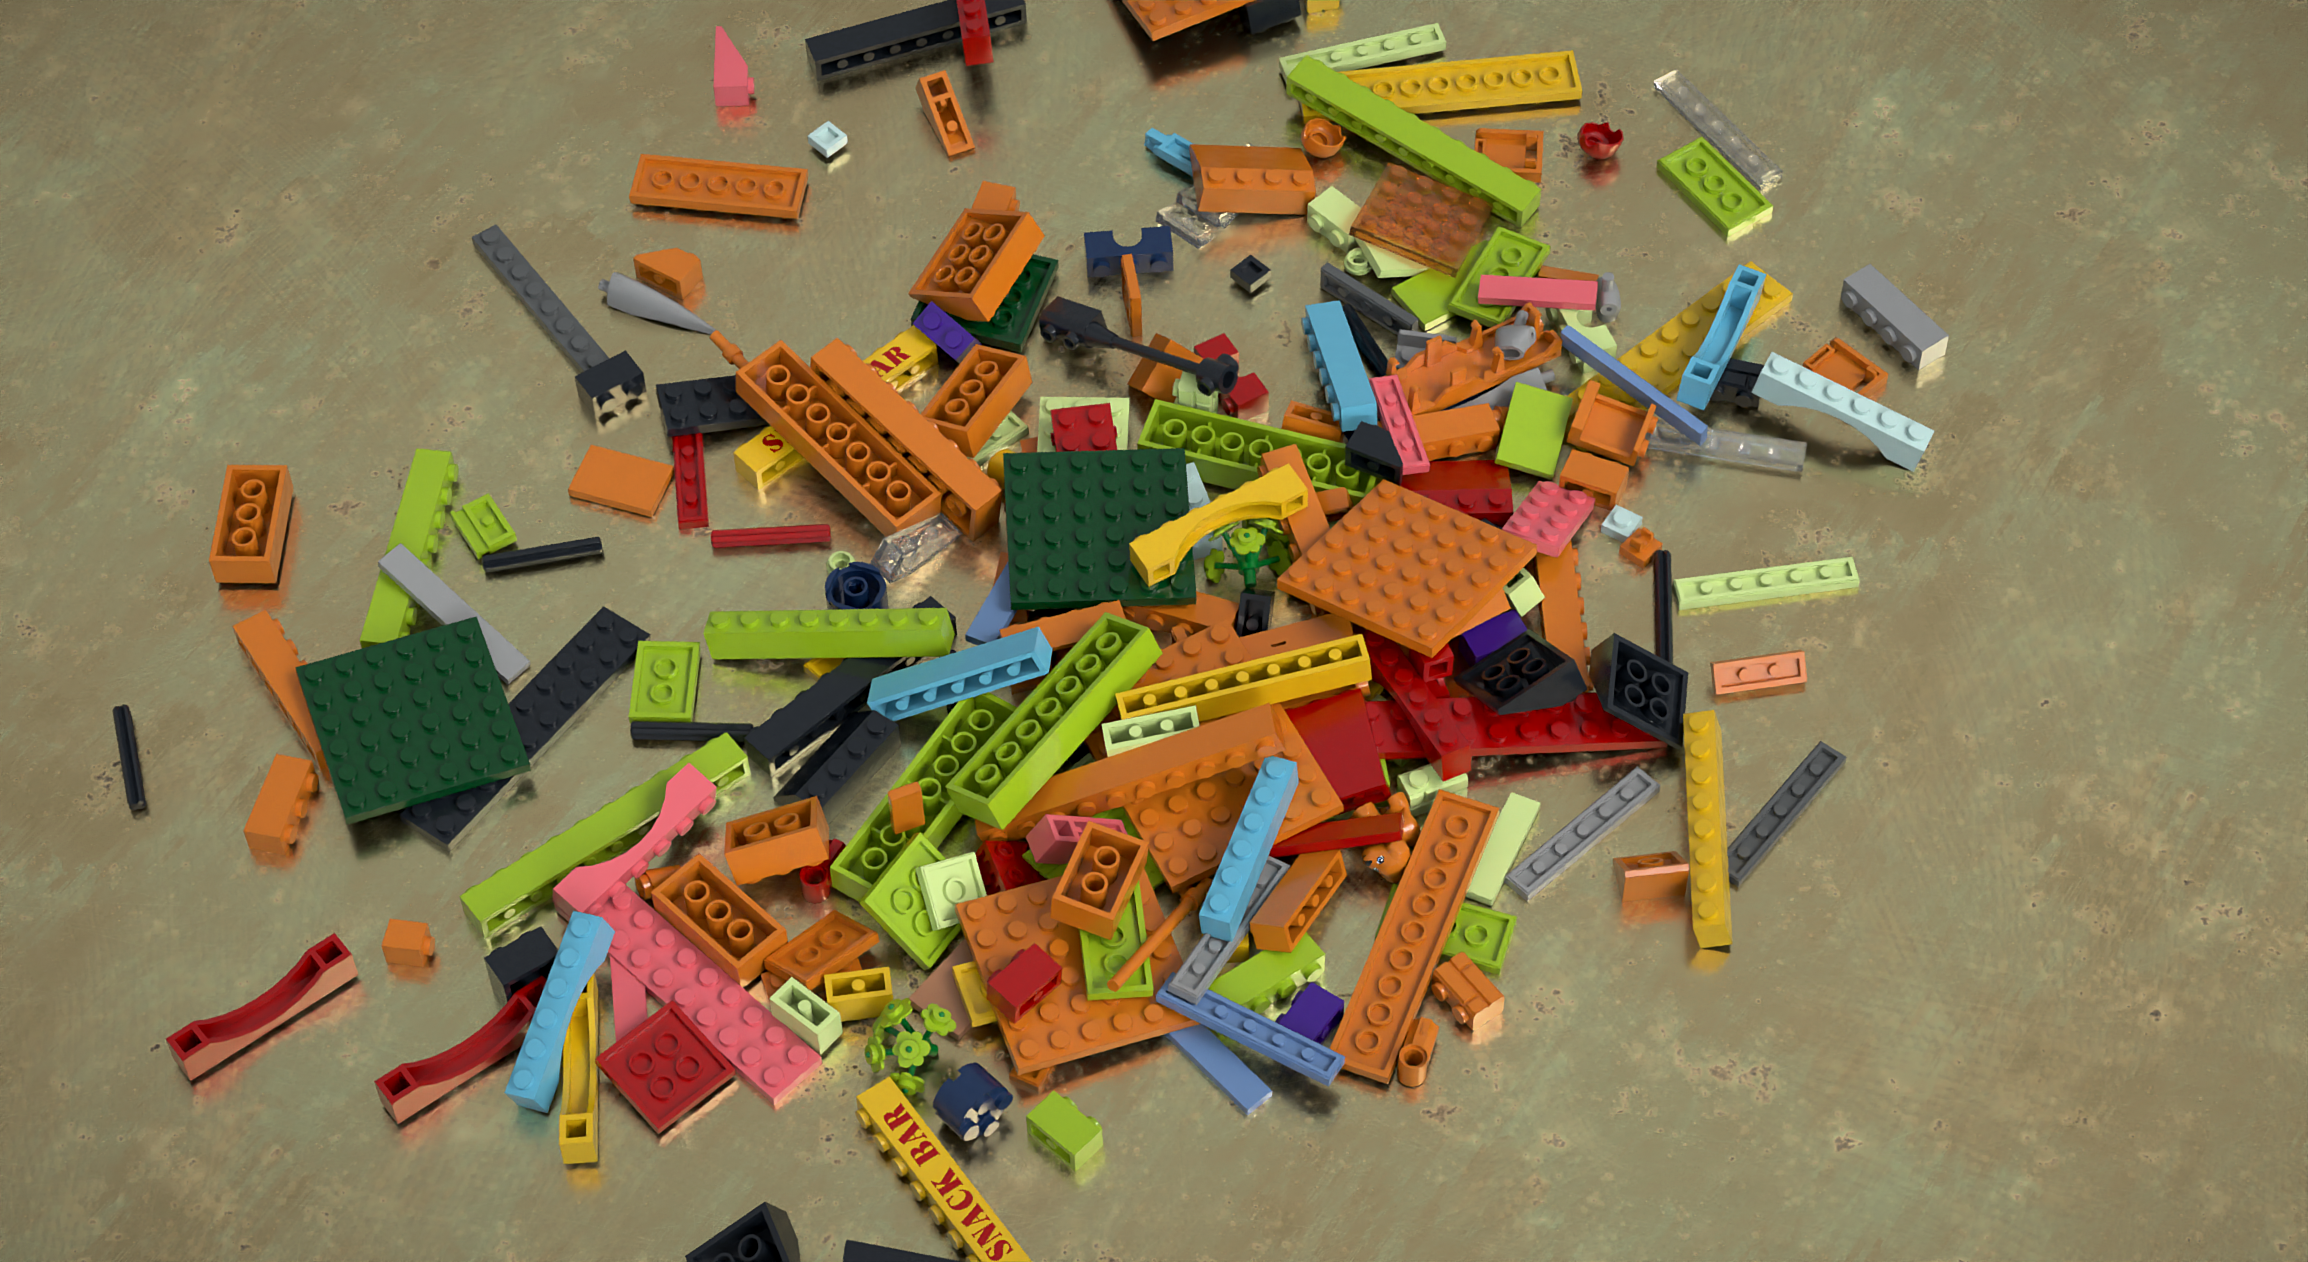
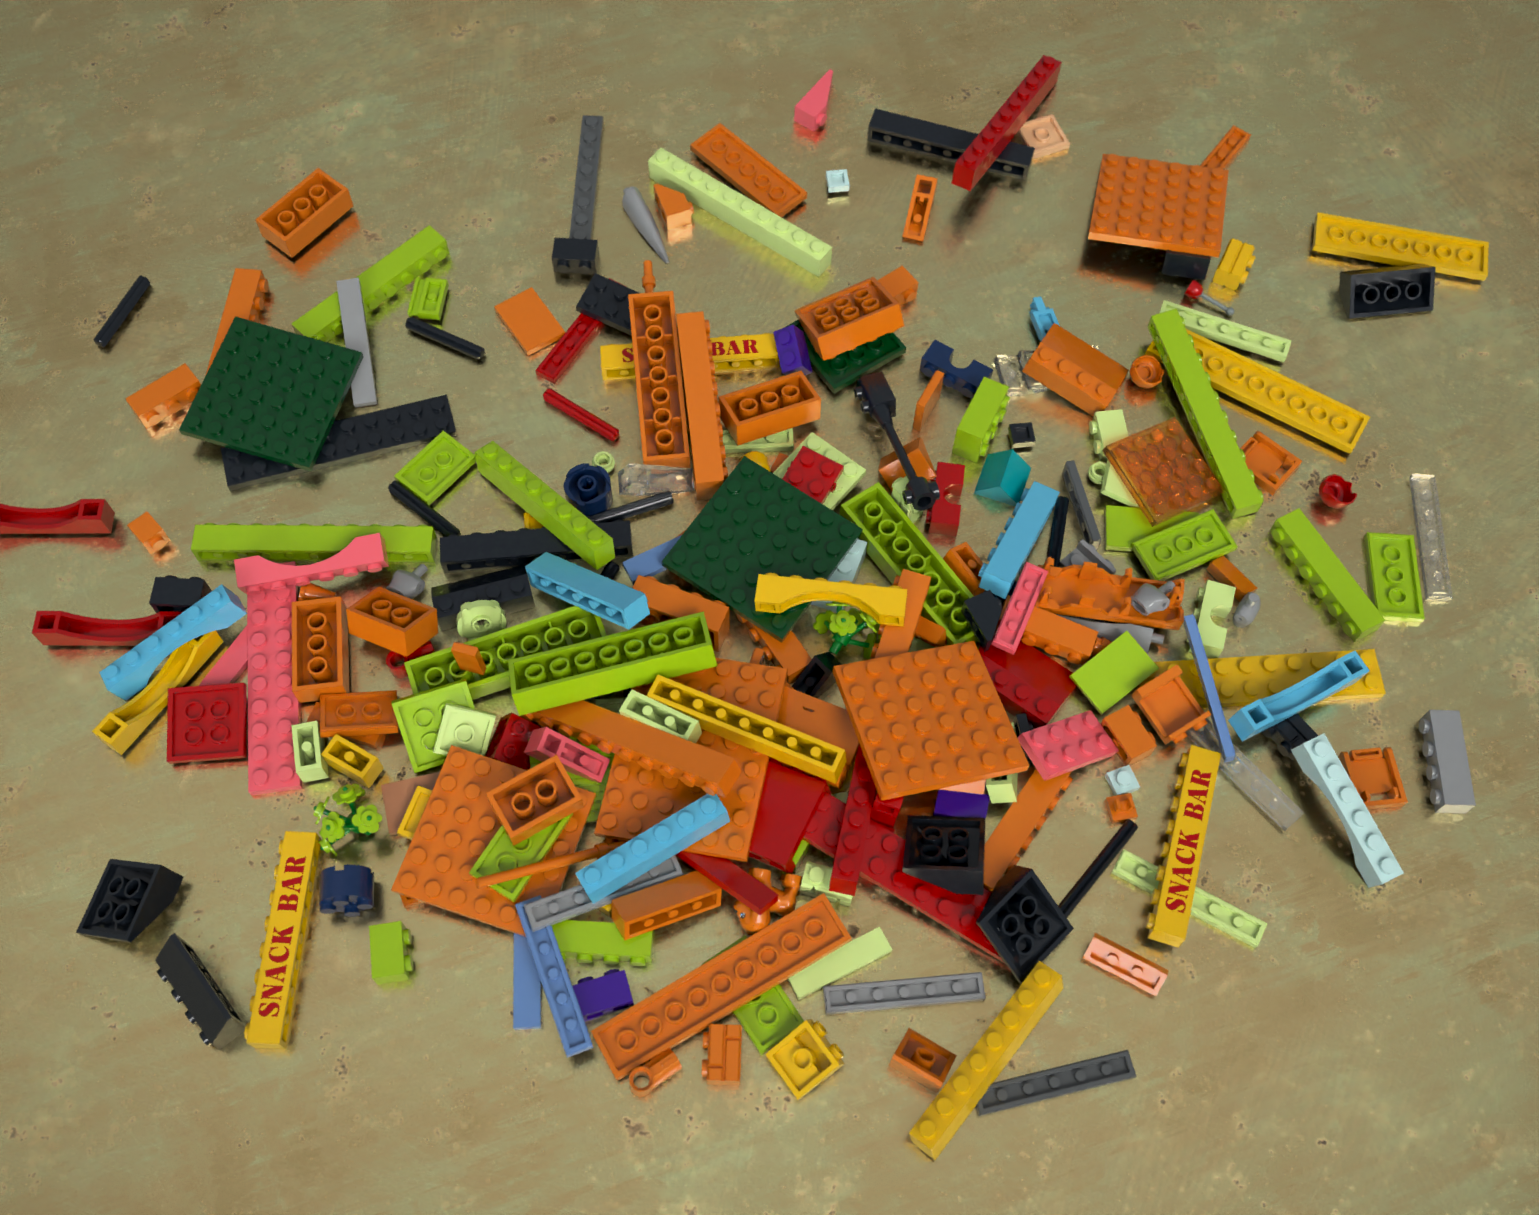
camera: 35 degrees right, 10 degrees up
(746, 802) = (408, 583): none -> light grey piece
(752, 231) = (740, 212): none -> yellowish green brick
(854, 782) = (480, 610): none -> yellowish green plate
(923, 579) = (633, 508): none -> black axle
(1023, 982) = (436, 833): red brick -> none
(1202, 281) = (981, 420): none -> lime brick
(1266, 325) = (1003, 477): none -> teal slope
(1300, 31) = (1195, 291): none -> hinge
(1538, 291) = (1198, 575): coral tile -> none
(1544, 941) = (805, 1058): none -> yellow plate
(1652, 221) = (1326, 575): none -> lime brick
(1725, 537) = (1184, 846): none -> yellow brick

